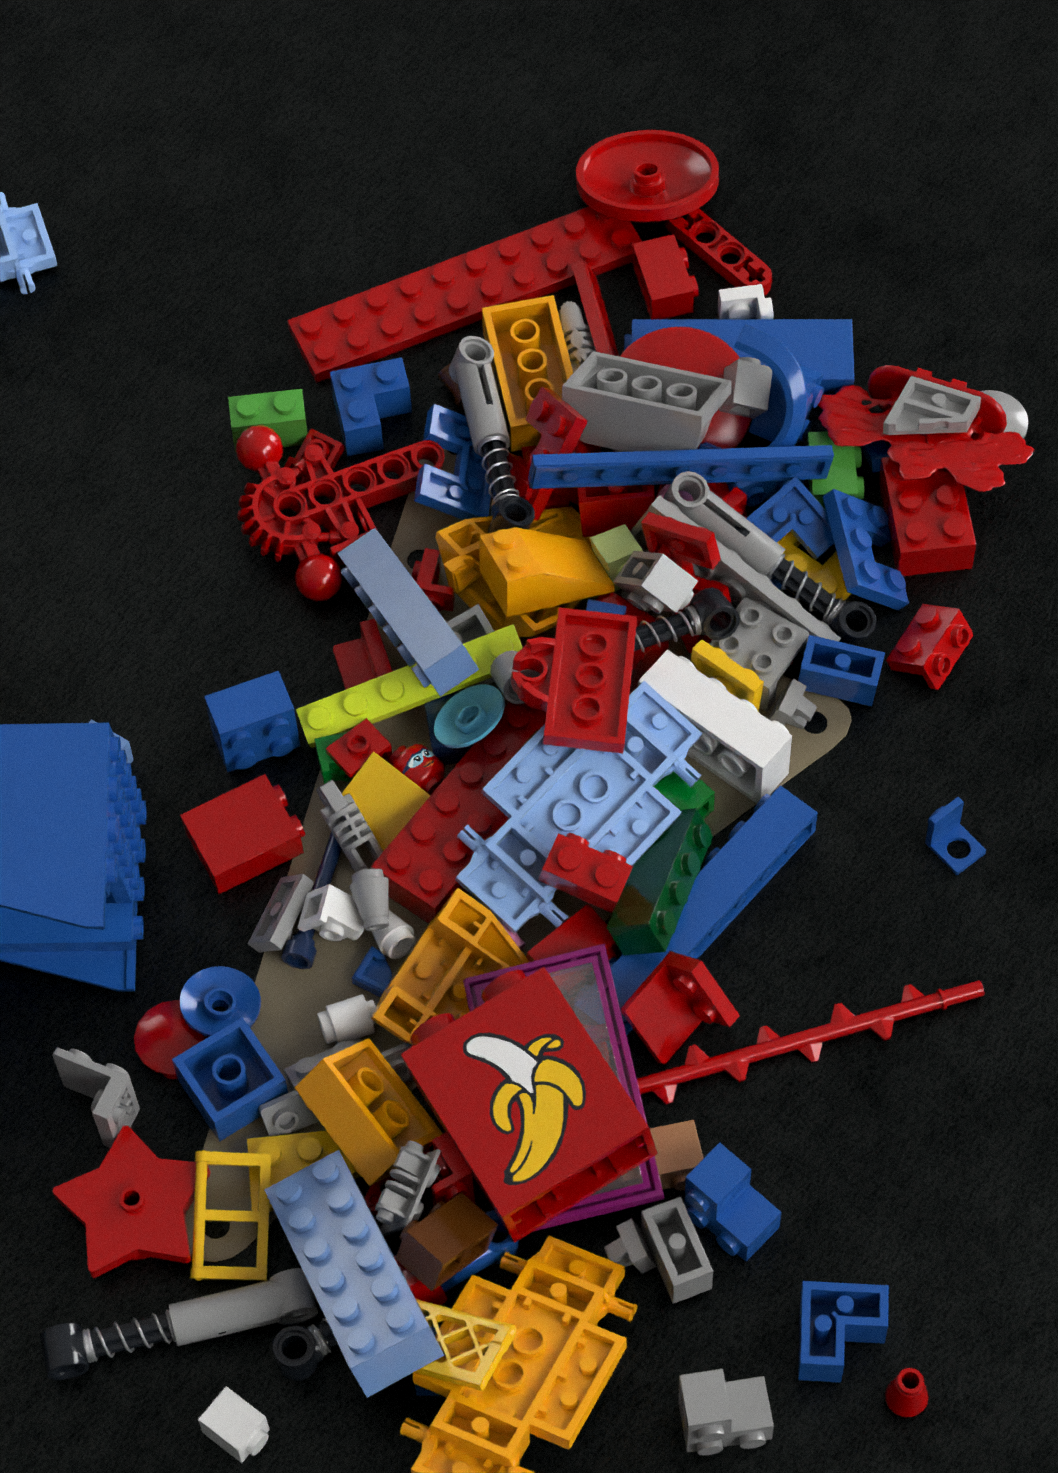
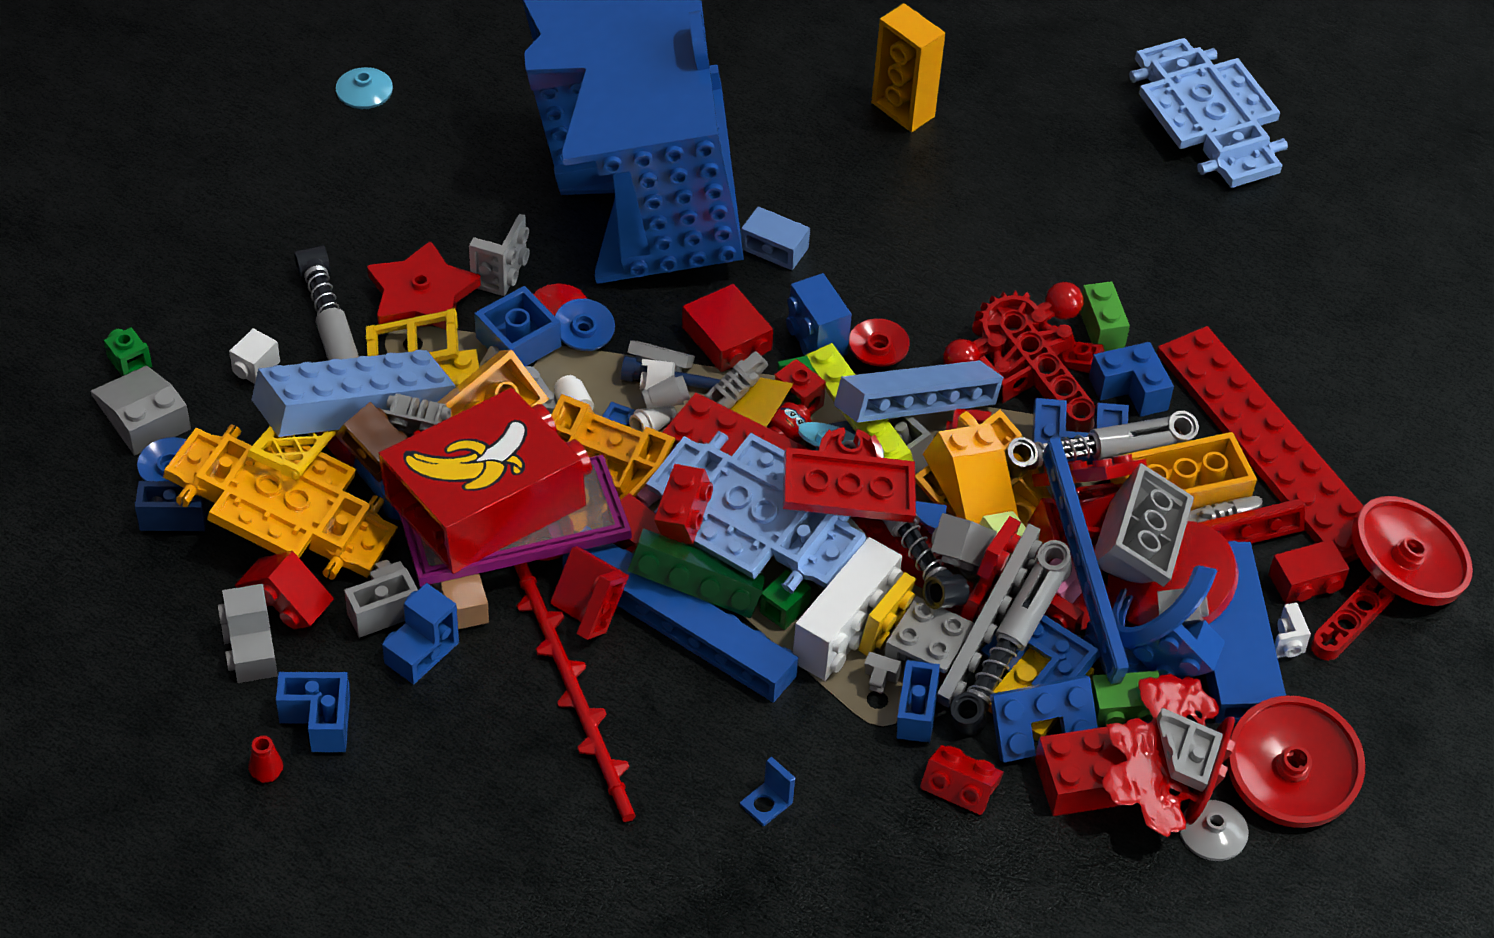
camera: 80 degrees right, 10 degrees down
(286, 651) = (879, 342): none -> red dish
(650, 1371) = (289, 588): none -> red brick
(924, 320) = (1314, 741): none -> red dish

